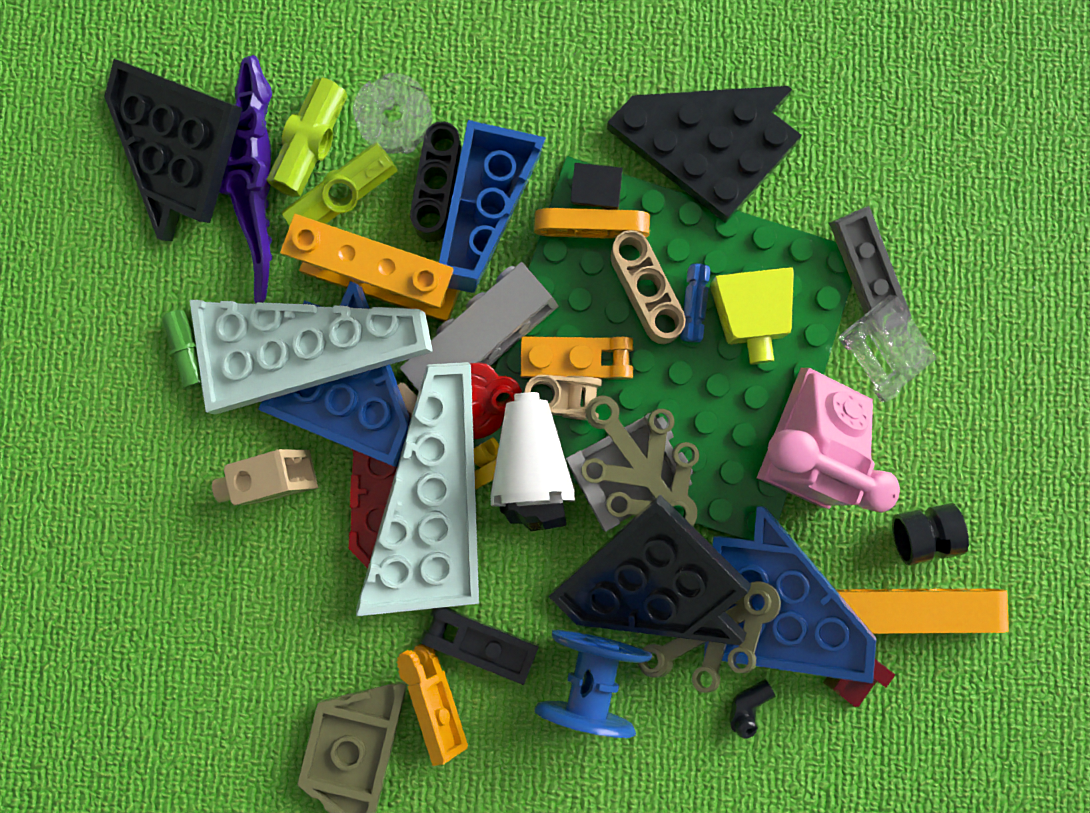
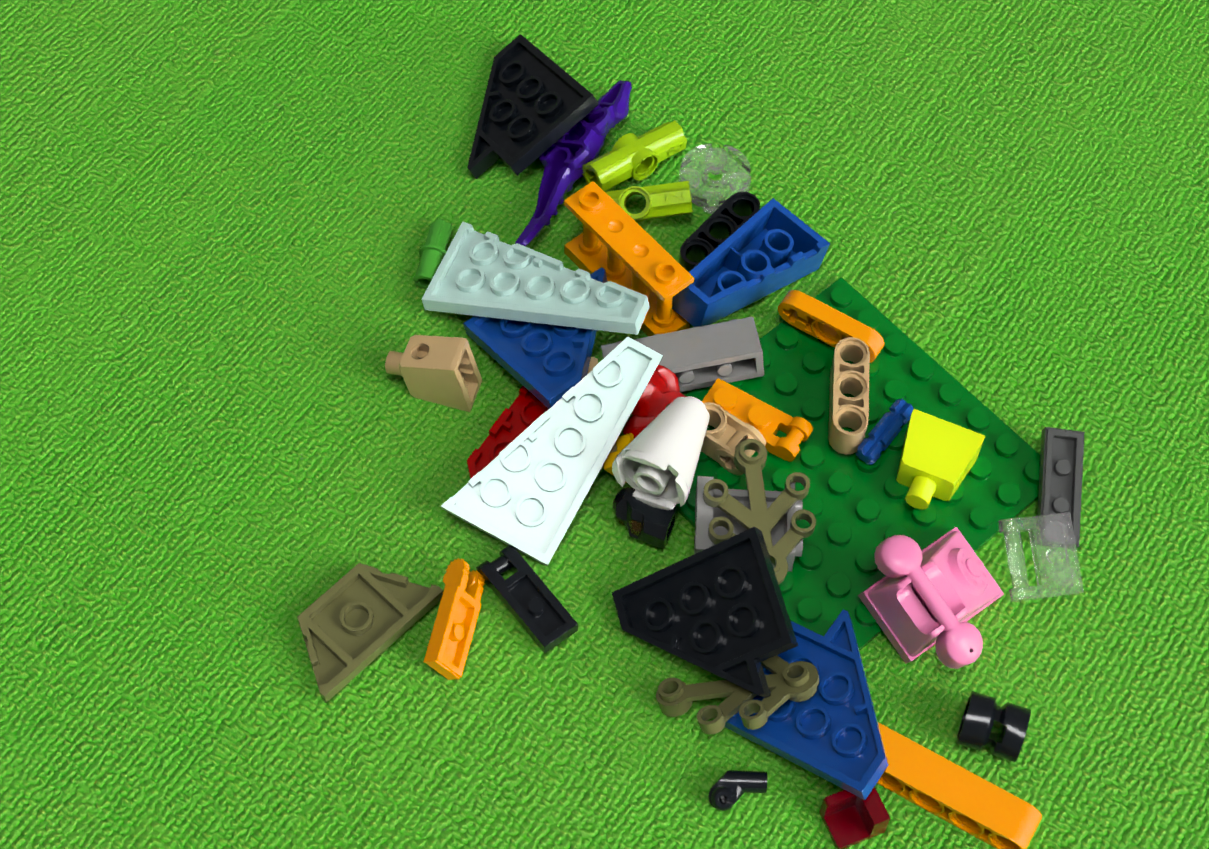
camera: 30 degrees right, 25 degrees down
(592, 691) = (628, 645): blue piece -> none
(596, 186) = (852, 297): black panel -> none
(710, 141) = (972, 327): black wing -> none

